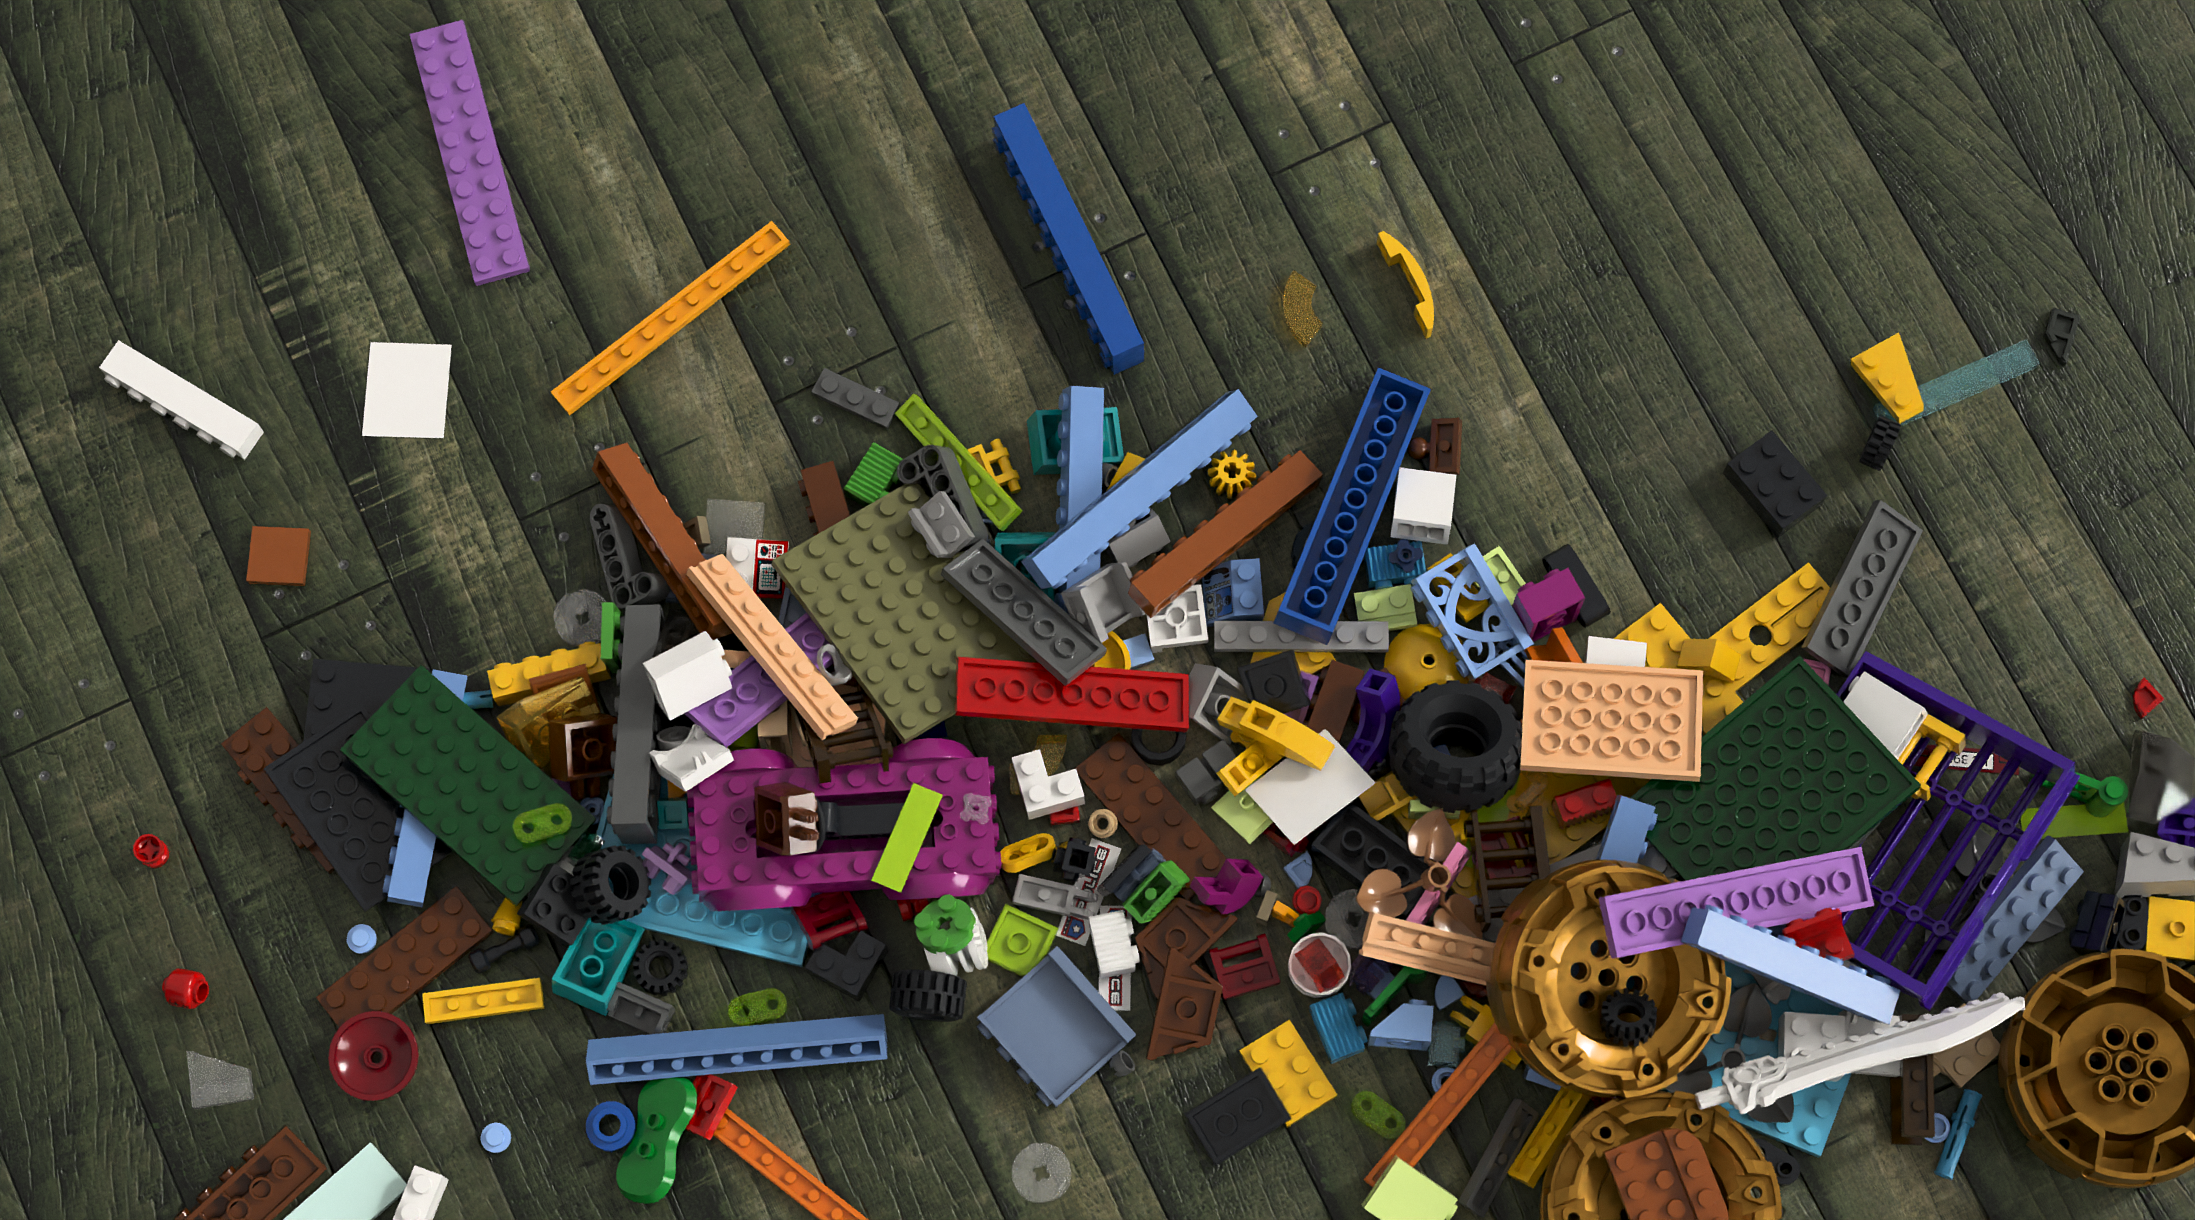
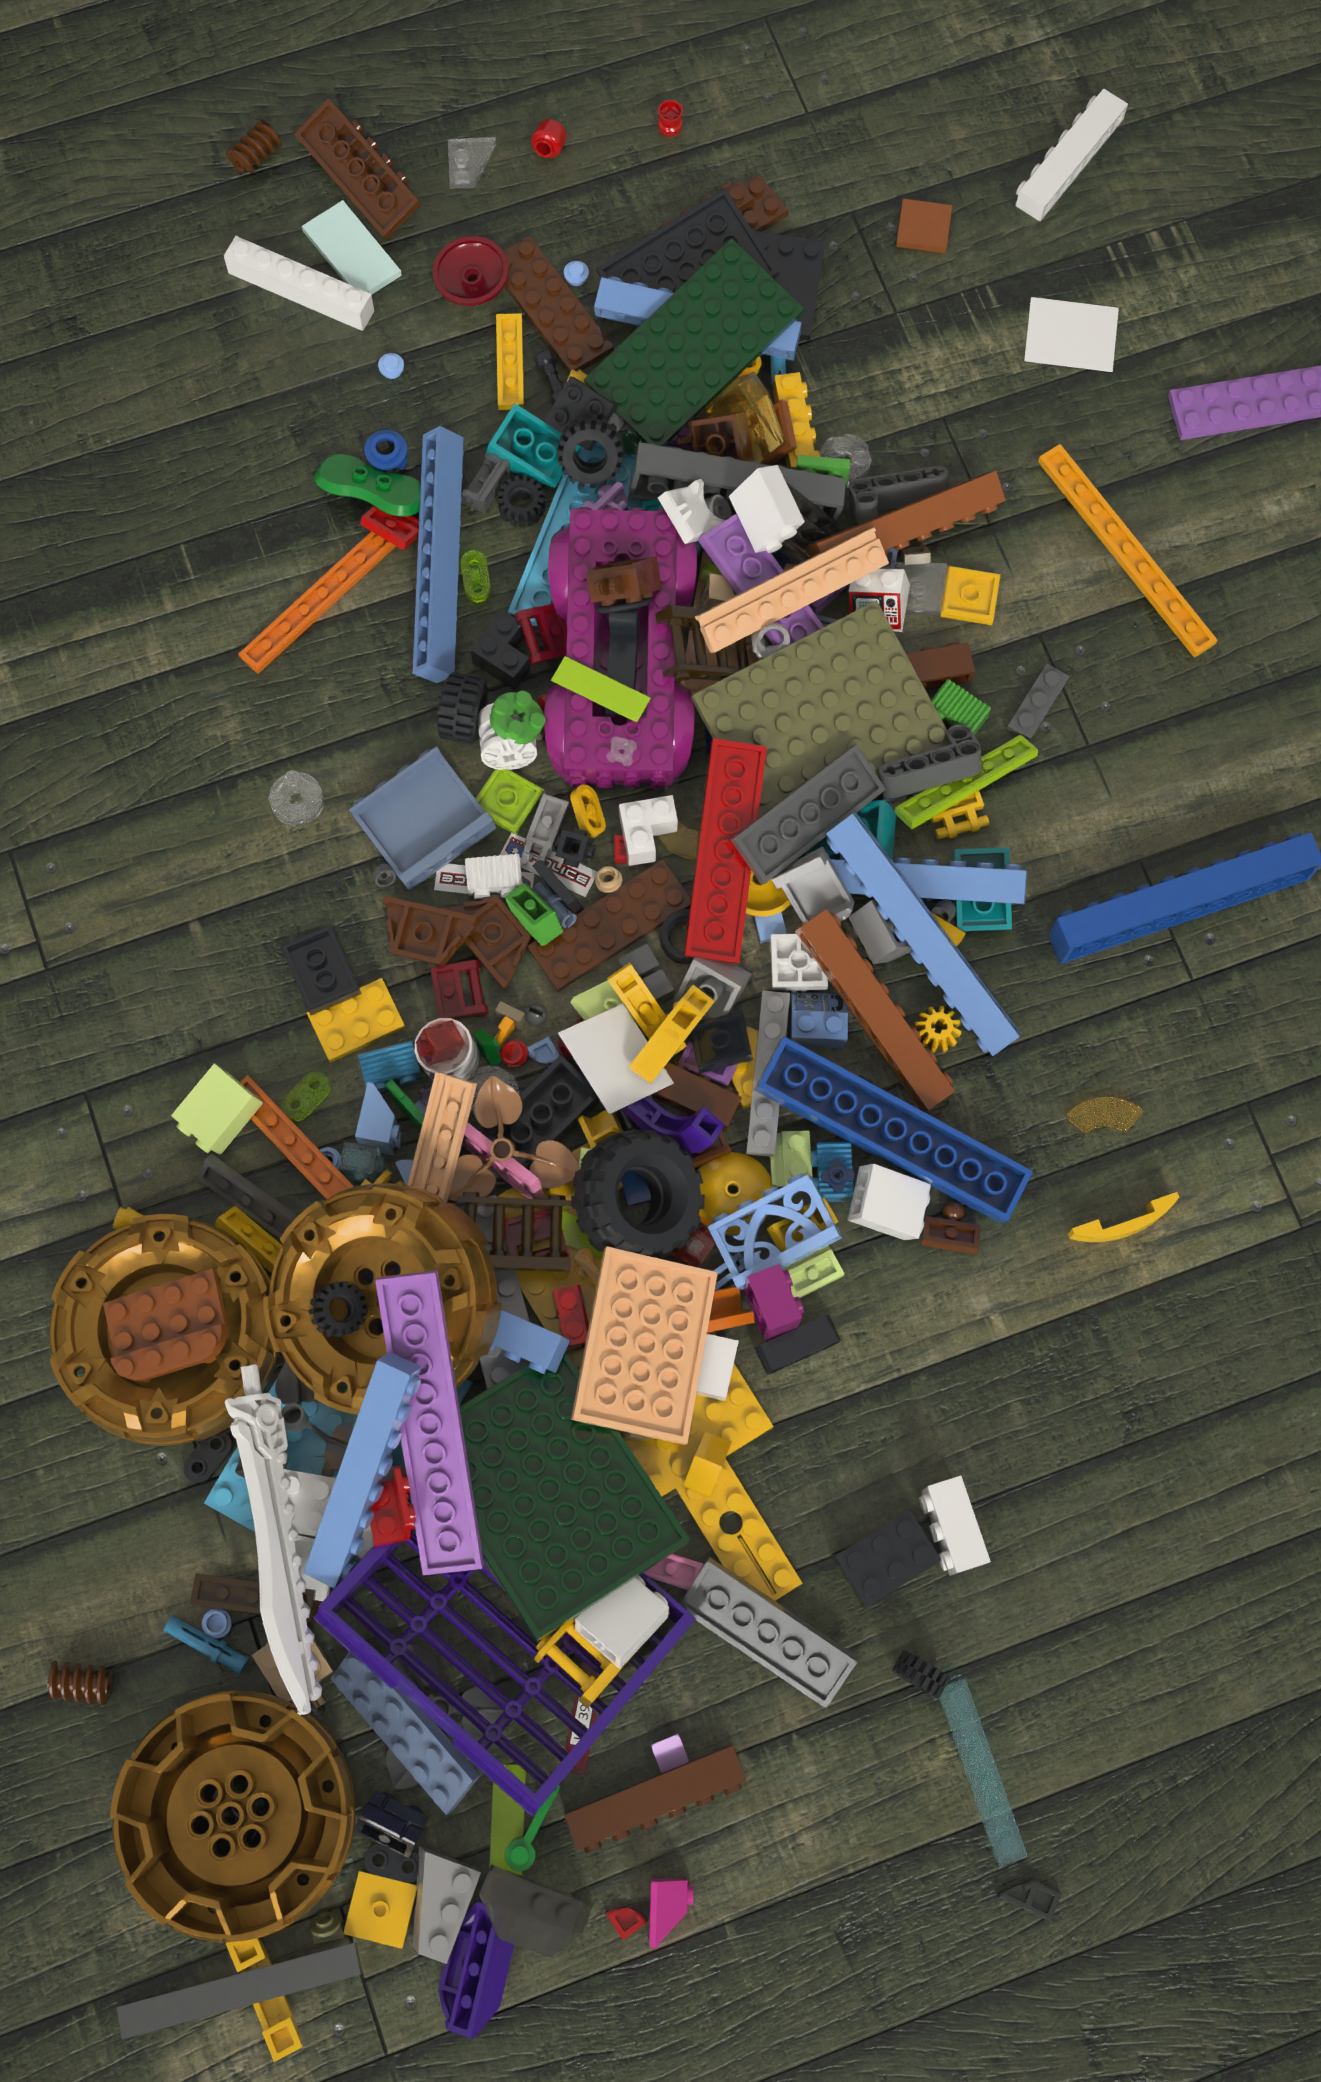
camera: 90 degrees right, 0 degrees up
(541, 821) = (651, 399): clear neon green plate -> none
(737, 473) = (970, 595): none -> yellow plate
(941, 526) = (898, 750): light grey bracket -> none
(1231, 888) = (530, 982): magenta brick -> none
(1736, 421) = (954, 1526): none -> white brick
(1890, 377) = (992, 1699): yellow wing -> none
(1986, 673) = (669, 1753): none -> lavender slope
(2031, 679) = (654, 1798): none -> reddish brown brick
(2130, 659) = (667, 1906): none -> dark pink slope

